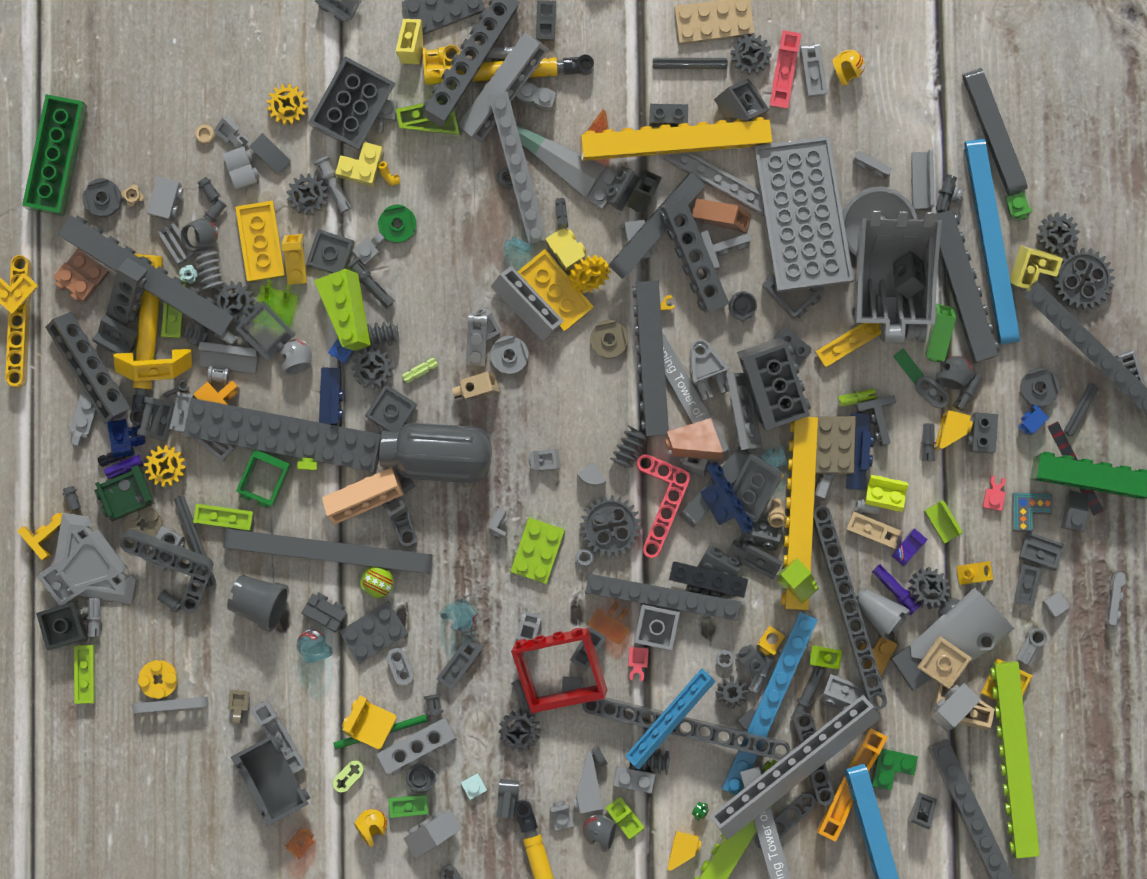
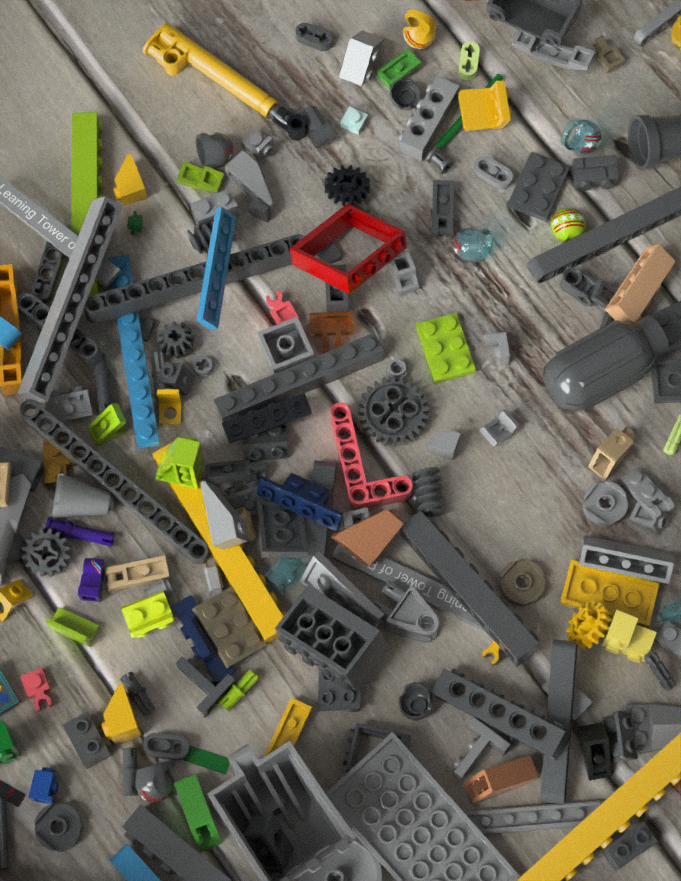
camera: 145 degrees right, 15 degrees down
(792, 520) = (224, 522): none -> light grey slope

